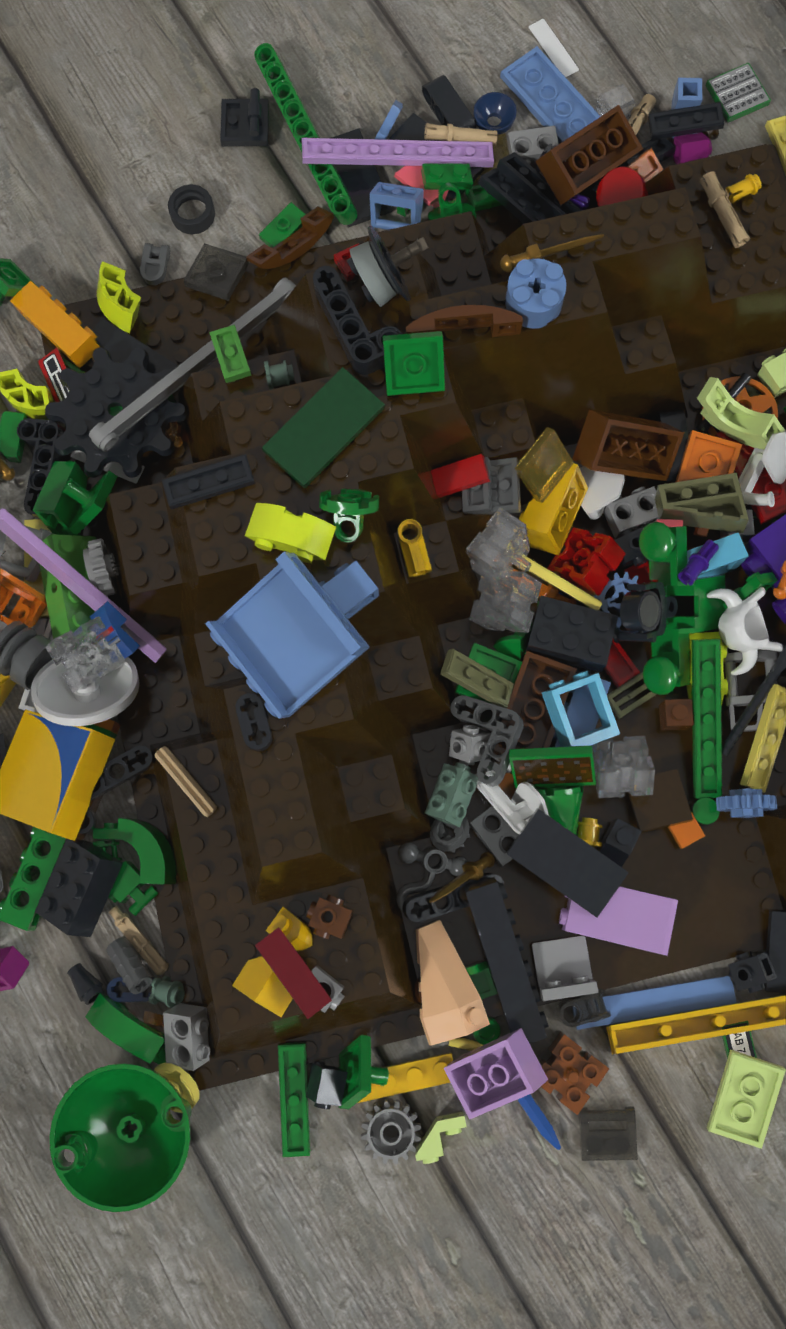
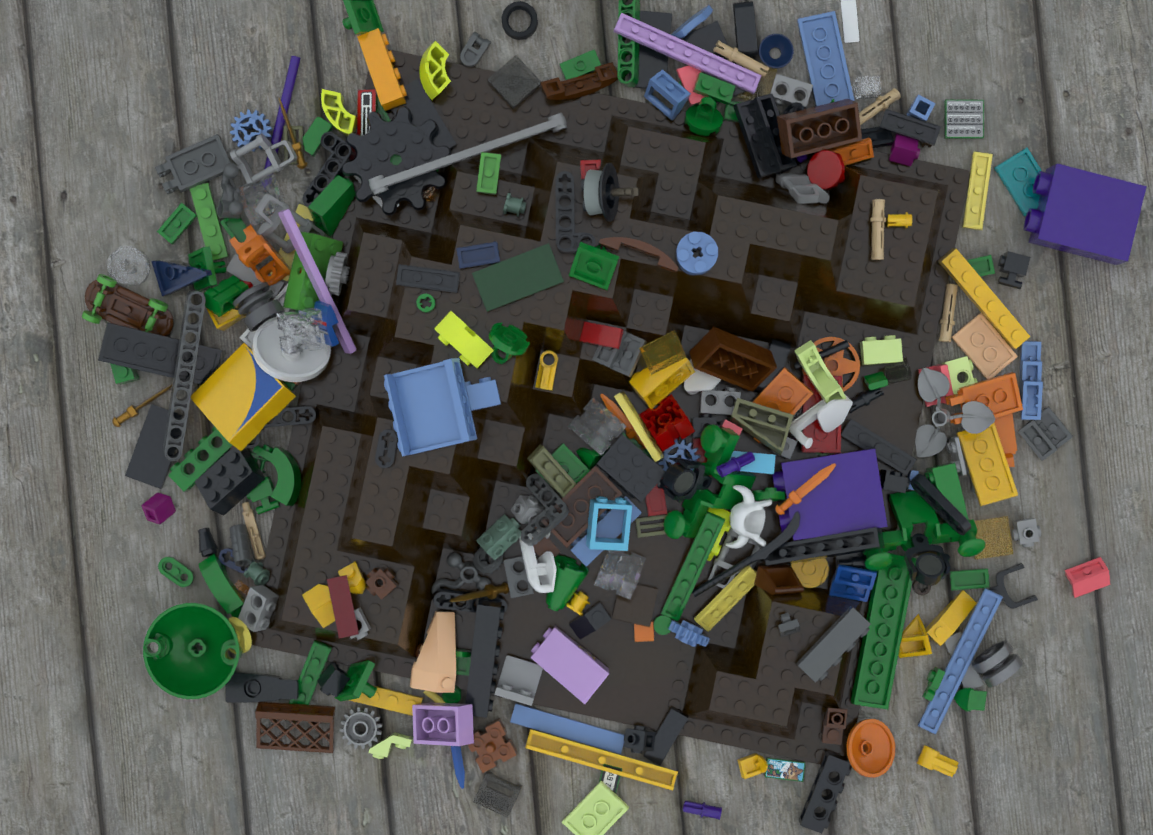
camera: 25 degrees right, 10 degrees up
(62, 1041) = (176, 572): none -> green plate
(90, 501) = (350, 219): green tile -> none
(185, 781) = (329, 453): tan axle -> none
(213, 505) = (427, 309): none -> green bush
(235, 1143) = (260, 688): none -> black piece
(259, 423) = (478, 255): none -> dark blue tile
(292, 1157) = (295, 714): none -> reddish brown fence
(499, 548) = (606, 395): clear brick -> none
(534, 252) = (709, 225): pearl gold sword -> none
(553, 766) = (573, 551): tile -> none
(567, 862) = (551, 616): black tile -> none
(587, 1008) = (520, 712): clear smoke piece -> none
(676, 714) = (675, 553): reddish brown brick -> none

